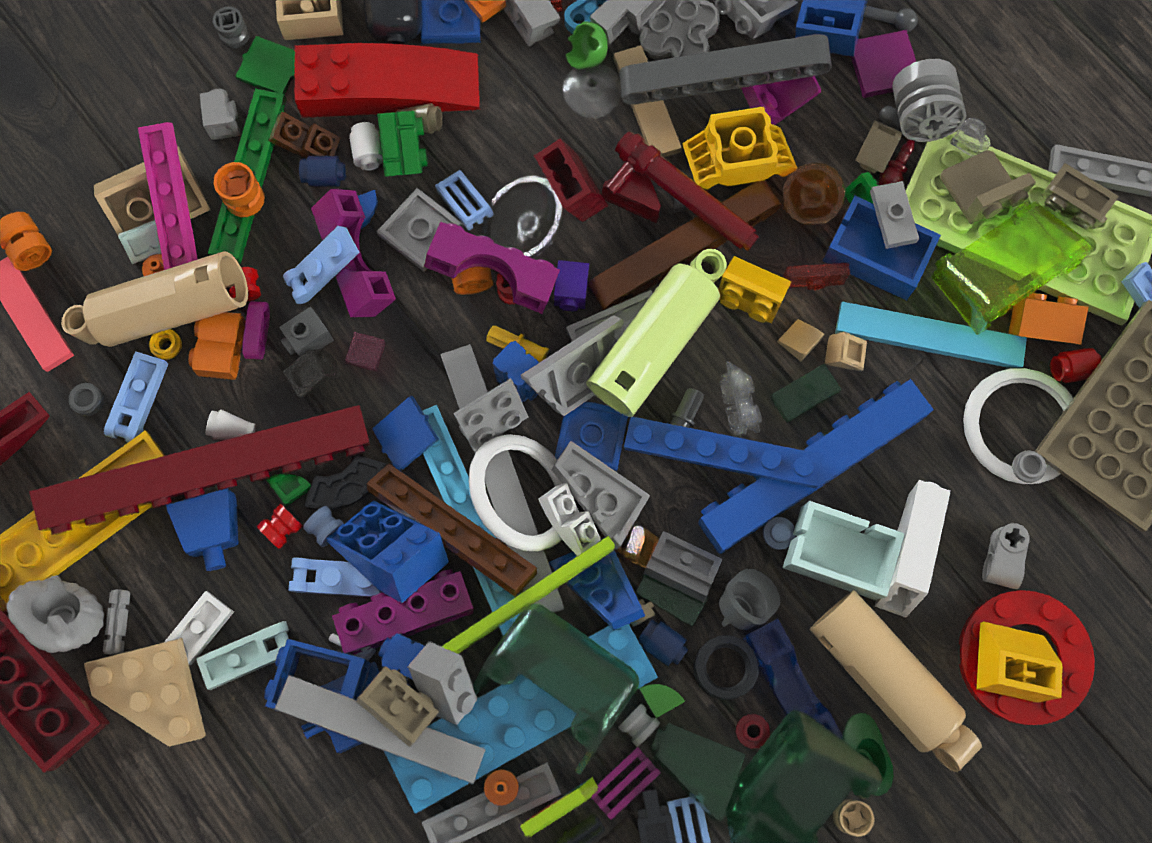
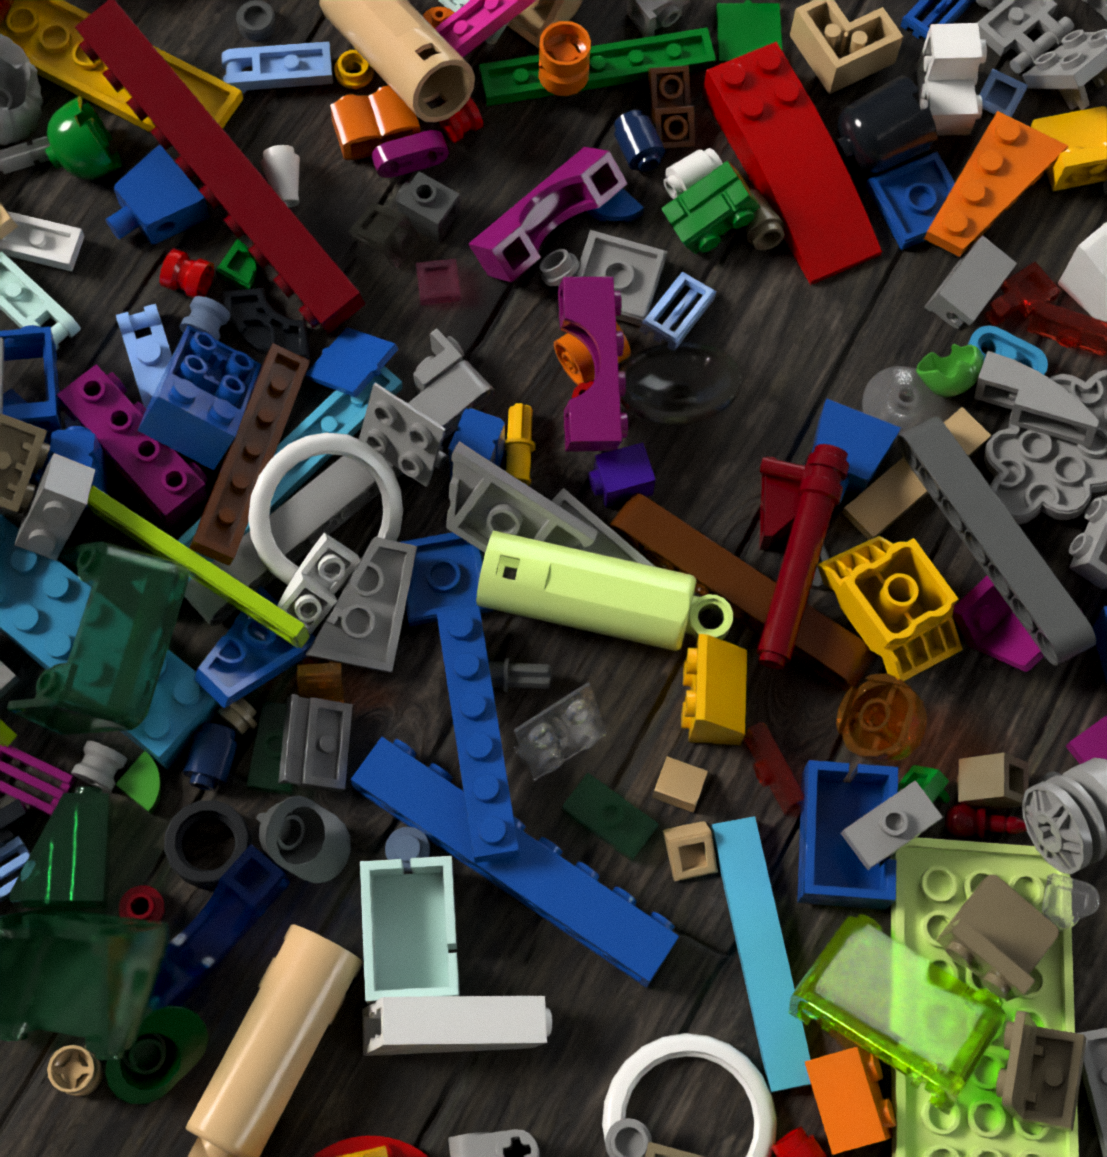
camera: 65 degrees right, 5 degrees down
(132, 565) = (80, 142): none -> green cylinder
(321, 265) = (516, 185): light blue plate -> none
(395, 264) = (558, 265): none -> light grey plate
(438, 379) = (447, 353): none -> light grey bracket
(570, 180) = (750, 412): dark red brick -> none
(605, 130) = (861, 436): none -> blue torso

